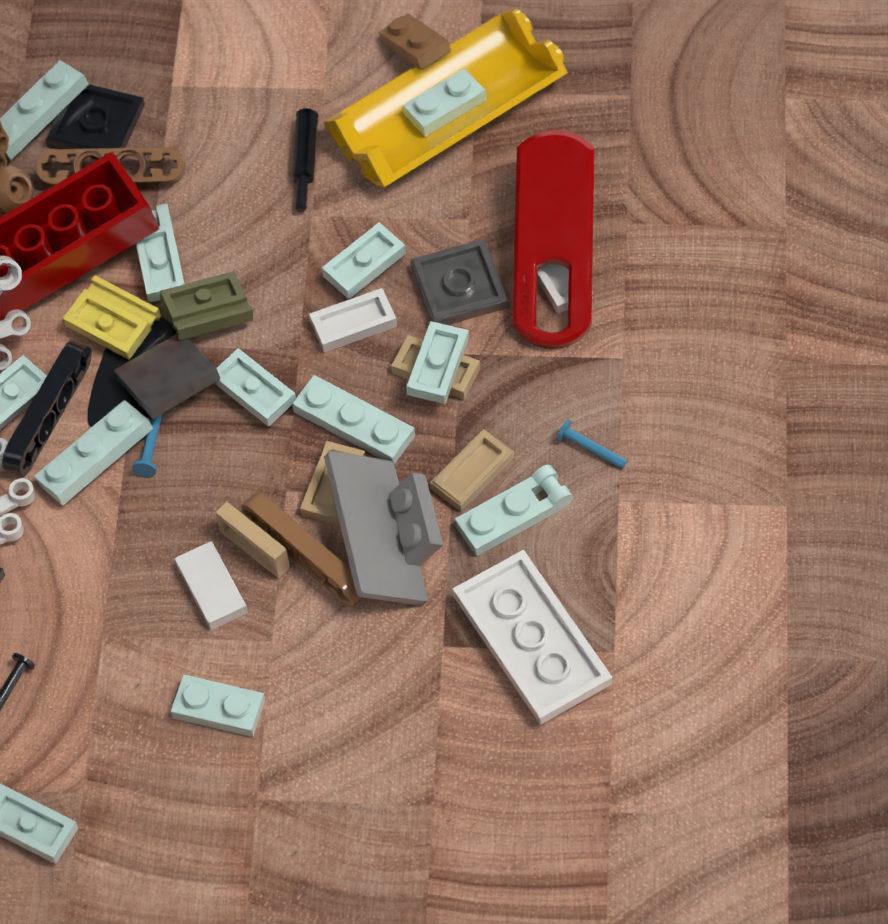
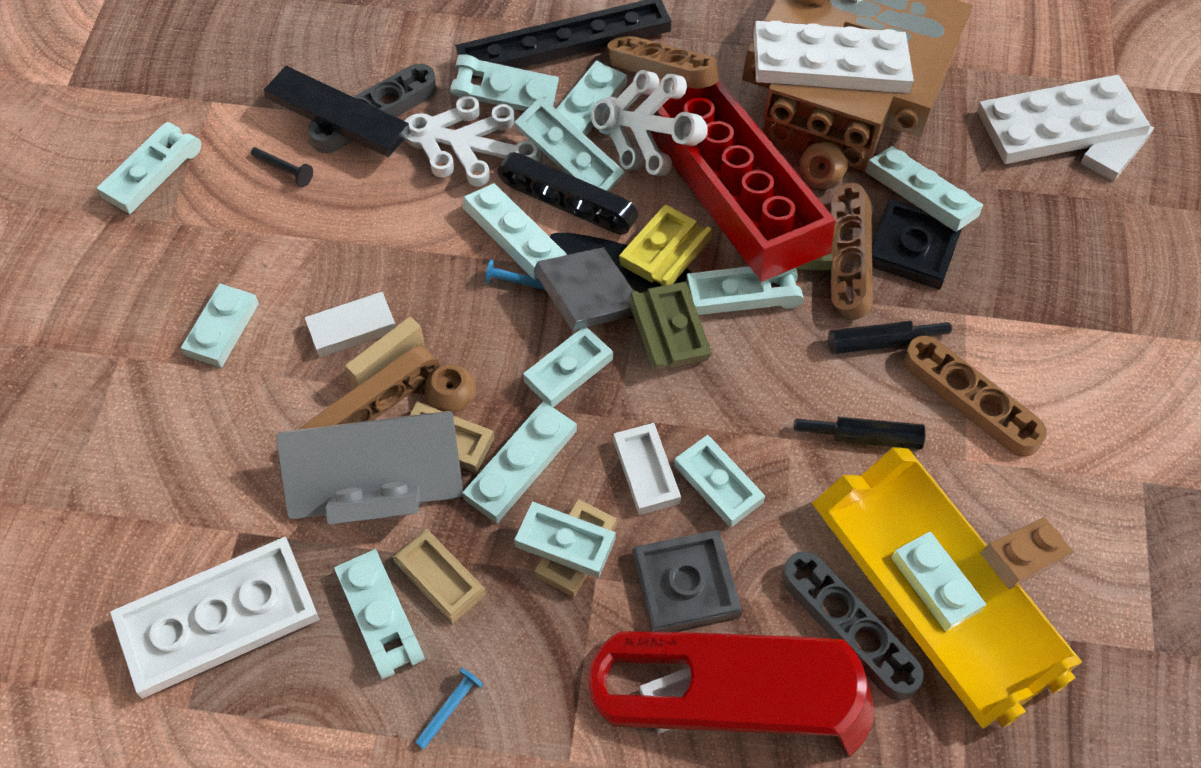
camera: 90 degrees right, 0 degrees up
(203, 145) = (881, 336): none -> black axle
(256, 75) = (978, 390): none -> medium nougat beam
(292, 480) = (451, 399): none -> medium nougat plate
(481, 161) = (857, 619): none -> dark grey beam

